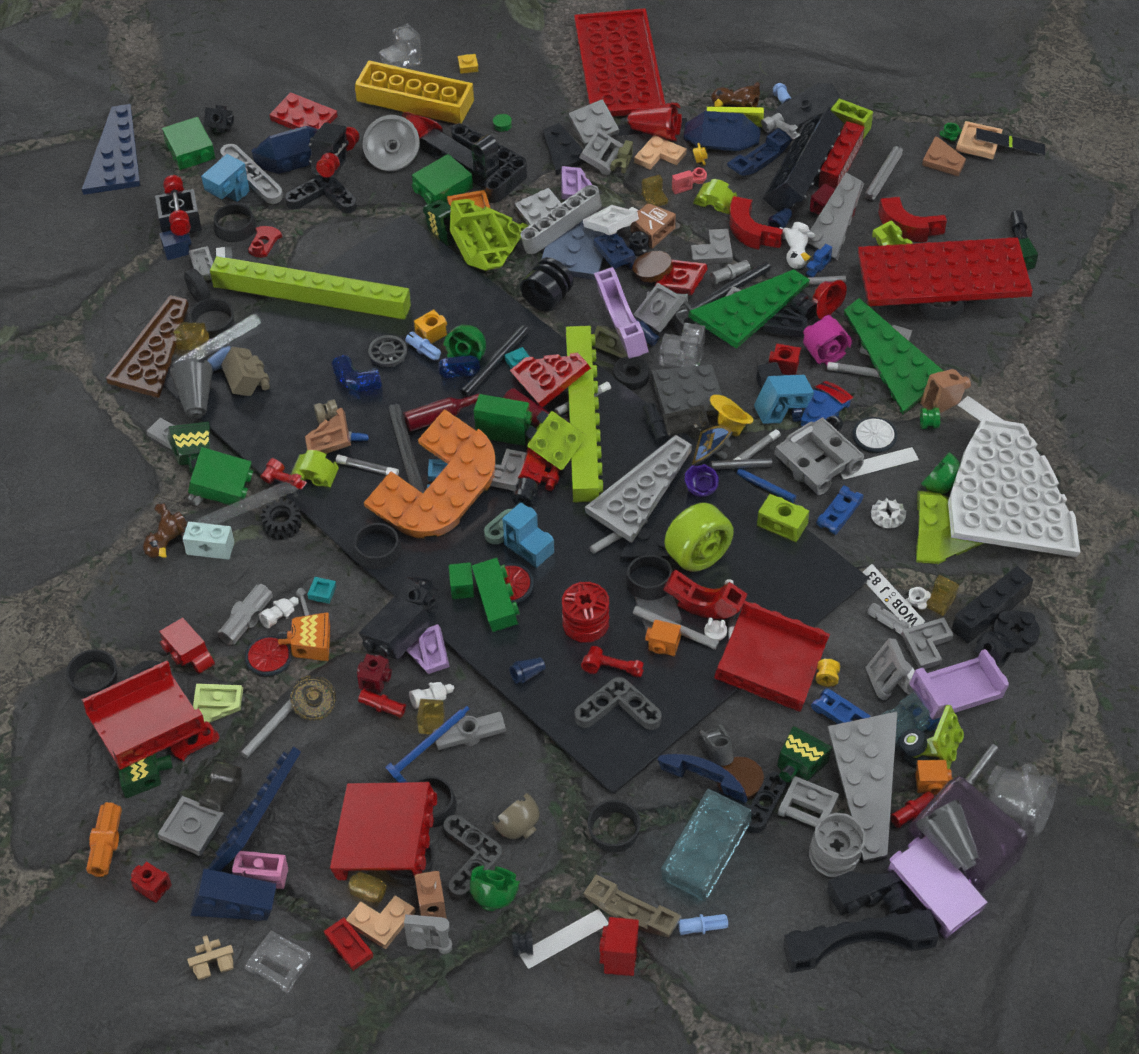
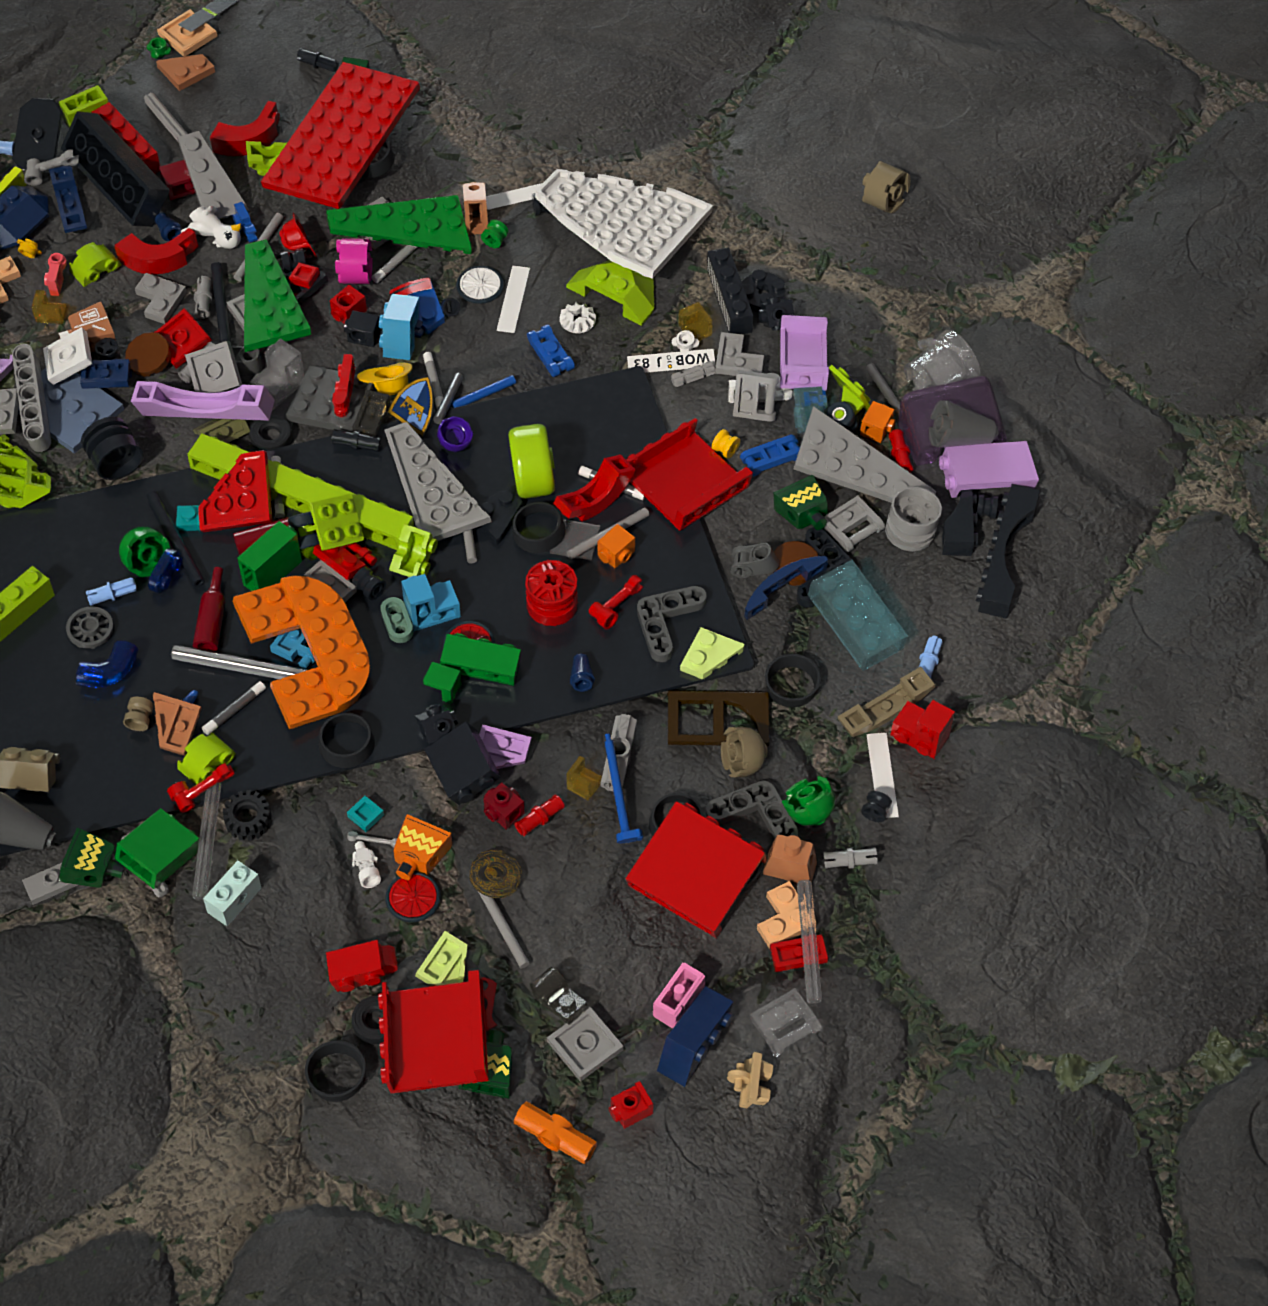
camera: 65 degrees left, 5 degrees up
(169, 528) = (189, 924): reddish brown animal -> none
(245, 614) = (351, 896): light grey piece -> none
(249, 819) = (624, 984): dark blue wing -> none
(354, 944) = (809, 942): none -> clear axle
(367, 887) = (746, 911): clear yellow brick -> none
(420, 933) = (832, 874): light grey plate -> none
(431, 326) = (94, 564): light orange brick -> none
(435, 691) = (555, 767): white piece -> none
(462, 946) = (850, 858): none -> light grey pin
(568, 508) = (413, 552): none -> lime cylinder
(577, 807) = (752, 703): none -> dark brown window
(602, 751) = (709, 653): none -> yellowish green wing
(696, 389) = (344, 386): none -> red hinge
(715, 629) = (630, 503): white plate -> none
(783, 517) = (539, 393): lime brick -> none
(791, 318) = (304, 275): none -> red tile
(812, 442) = (491, 318): light grey piece -> none
(943, 475) = (568, 255): green cylinder -> none

